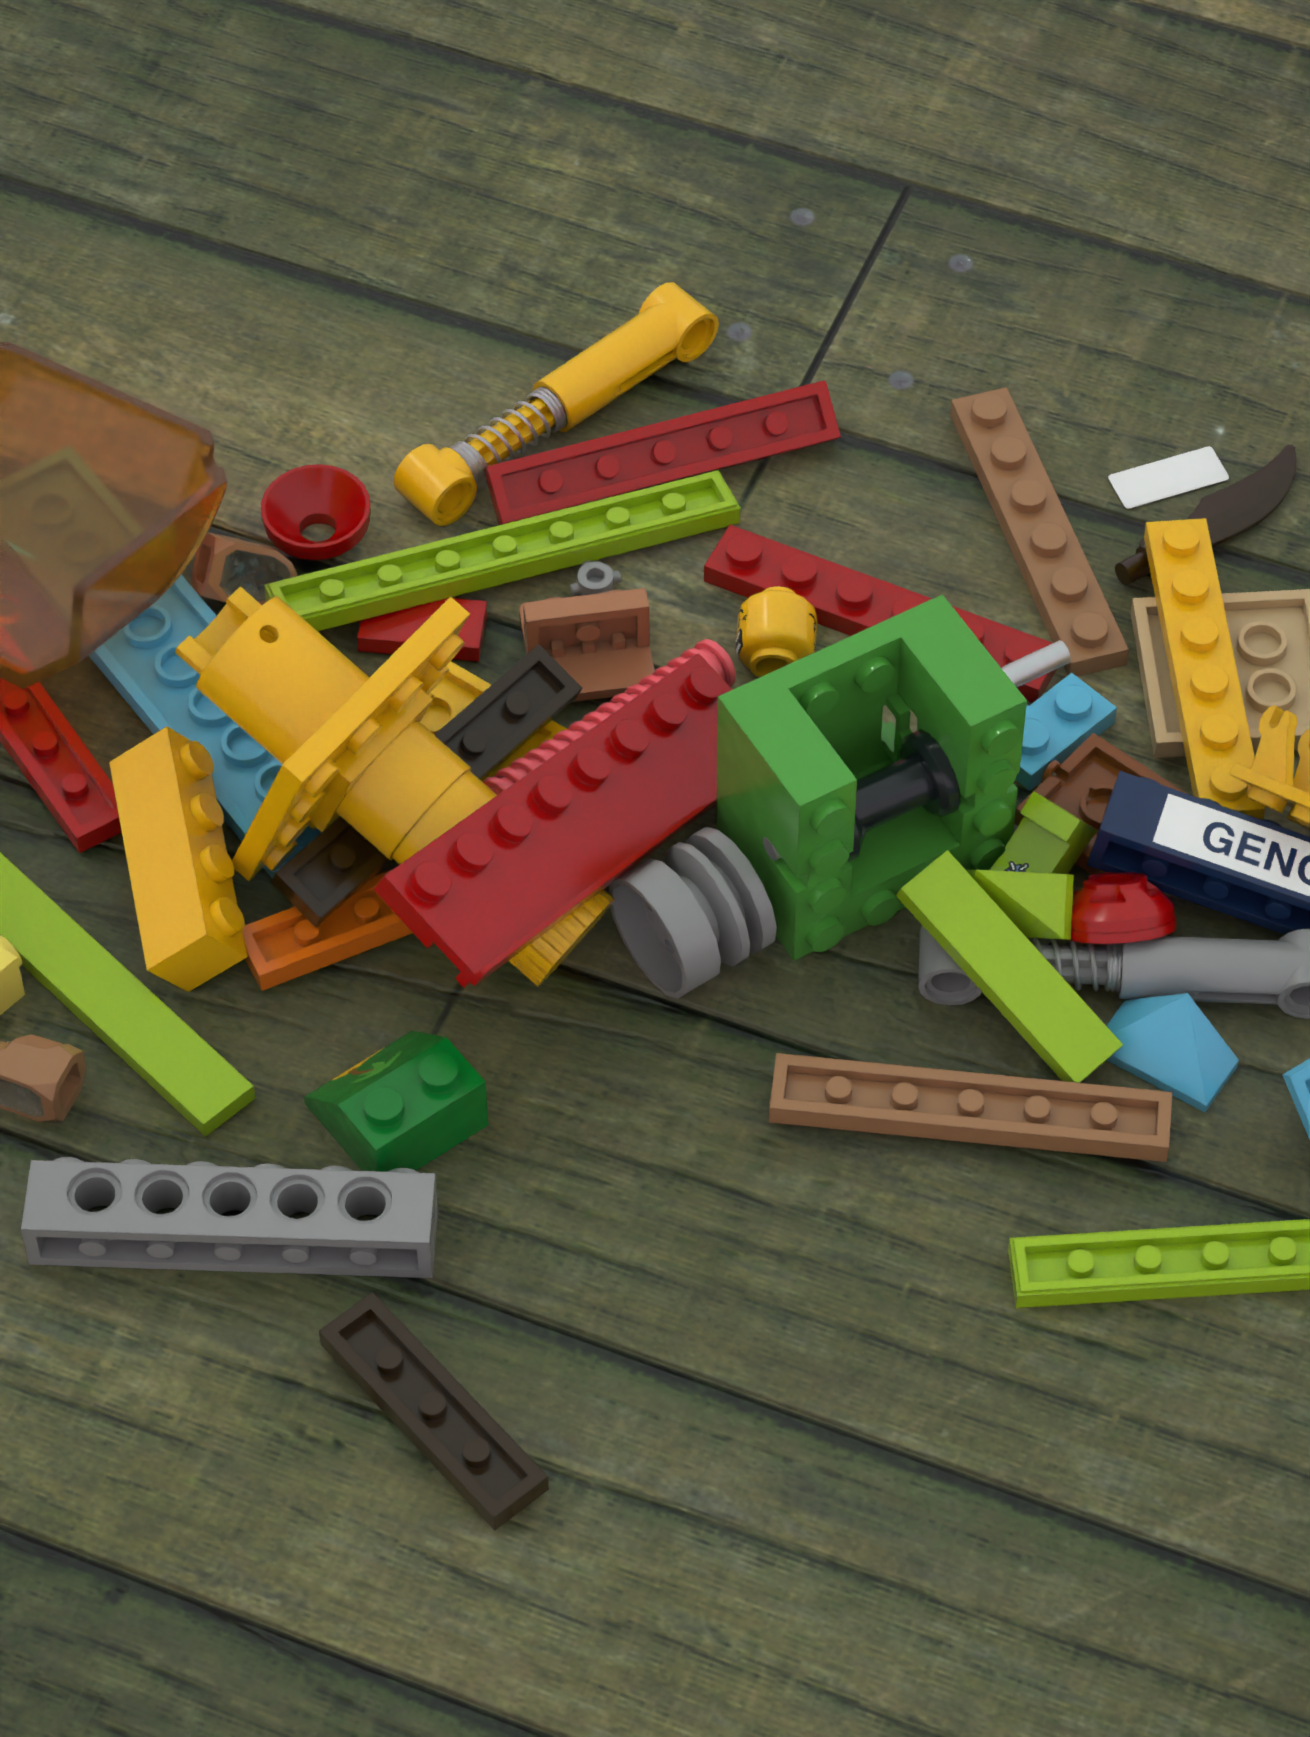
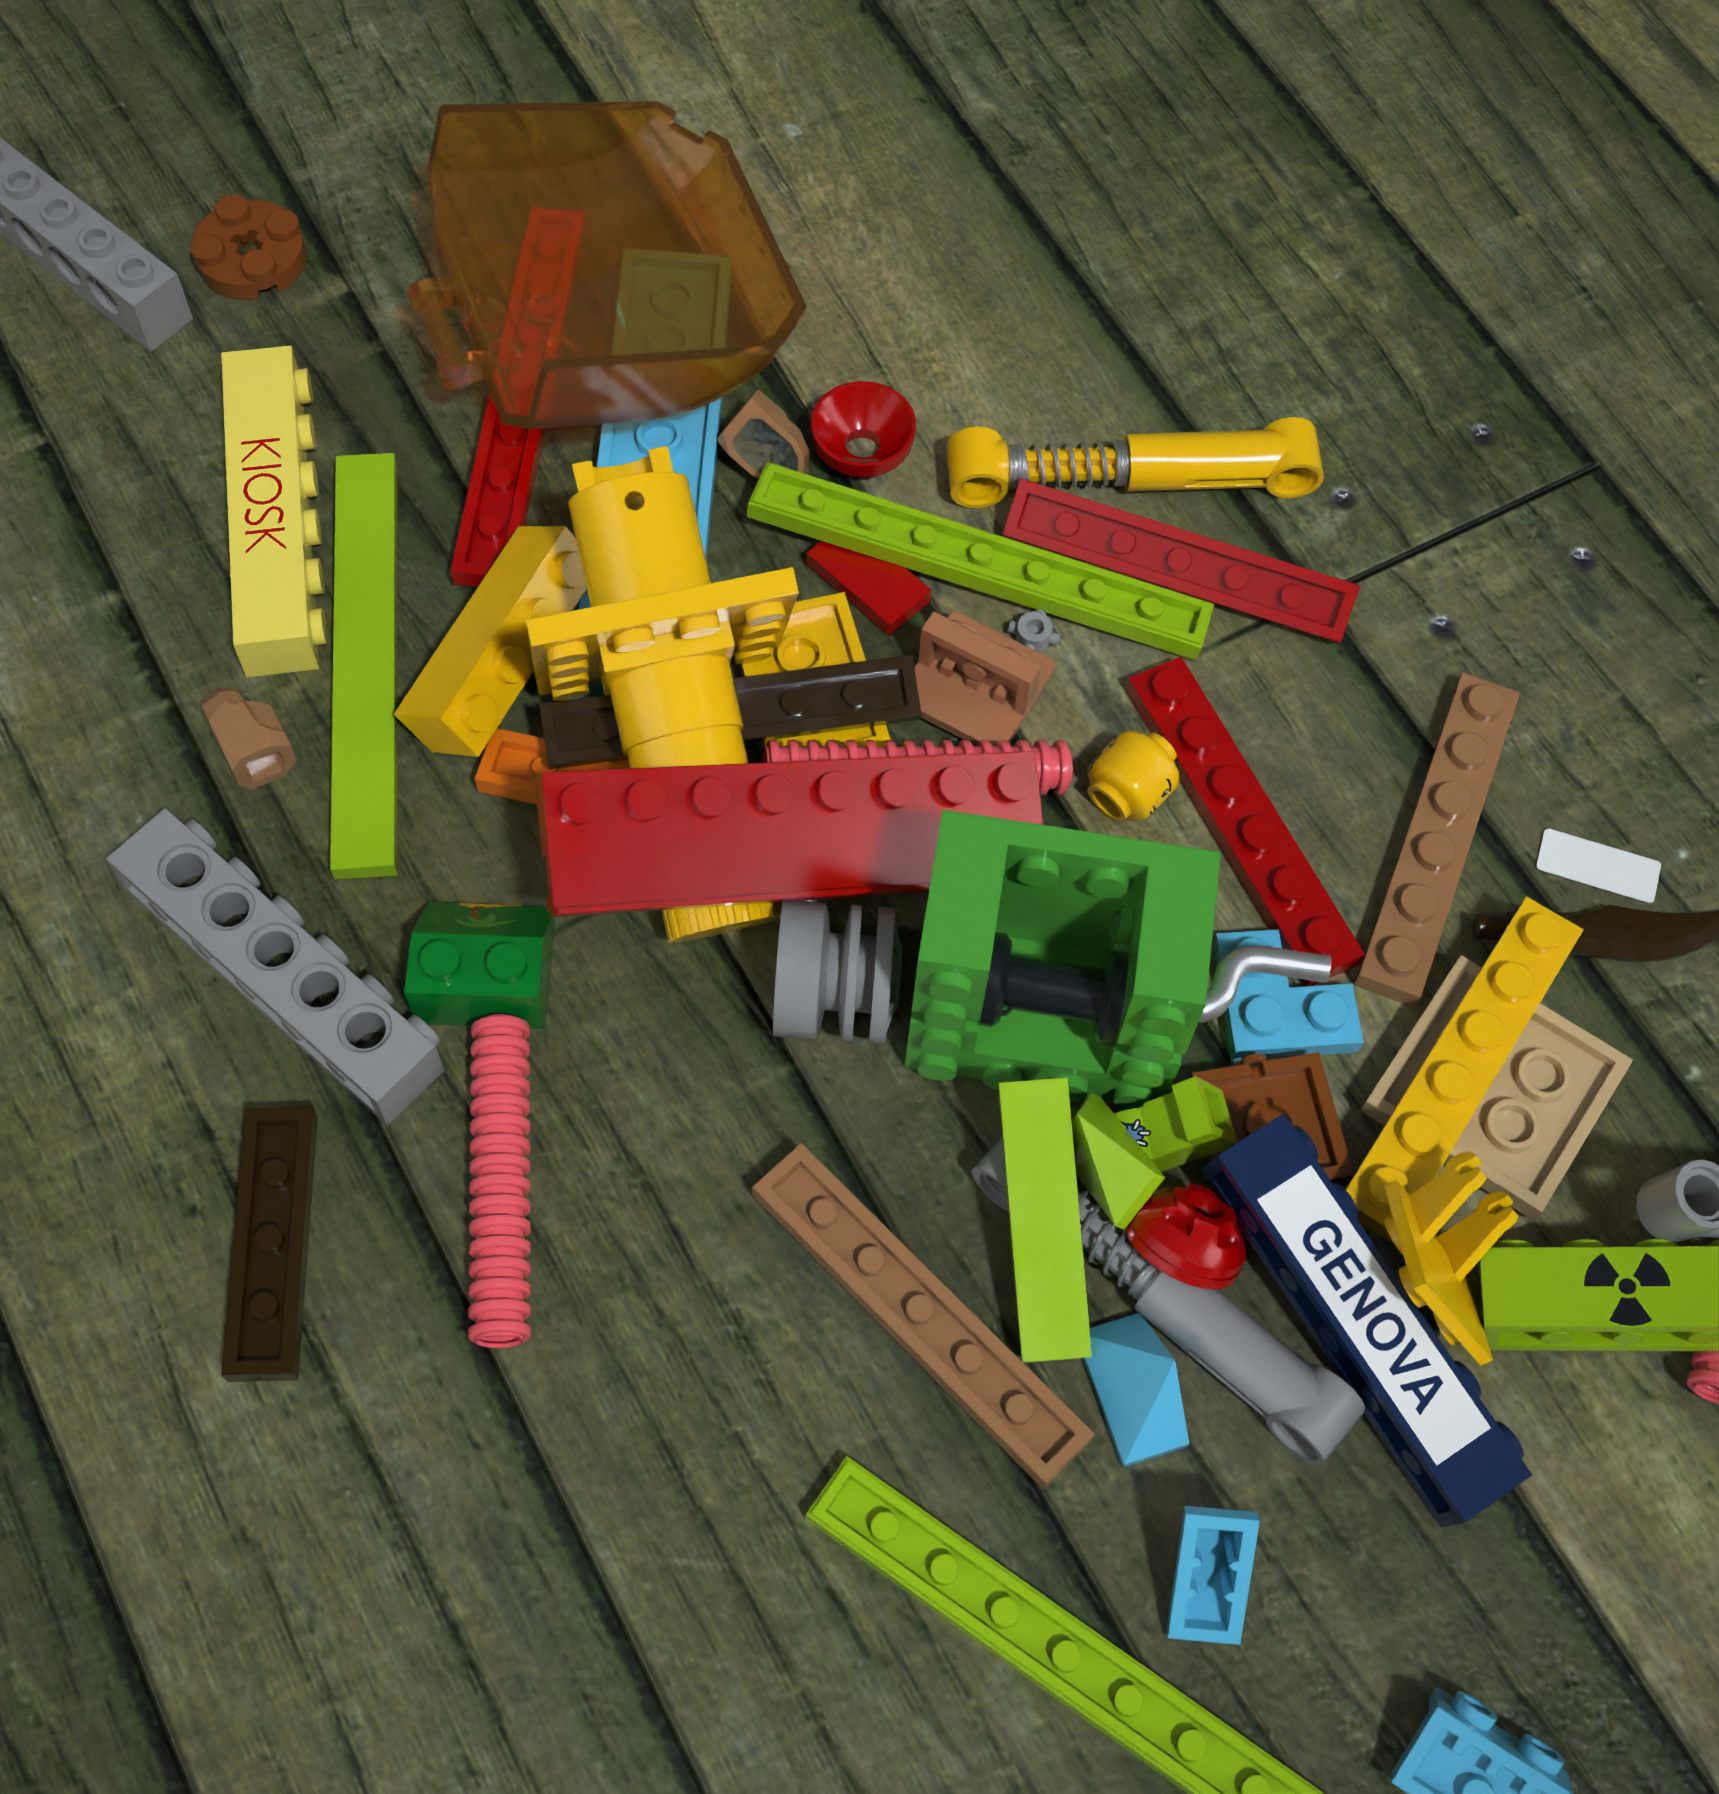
camera: 35 degrees right, 10 degrees up
(569, 1241) = (500, 1182): none -> coral piece

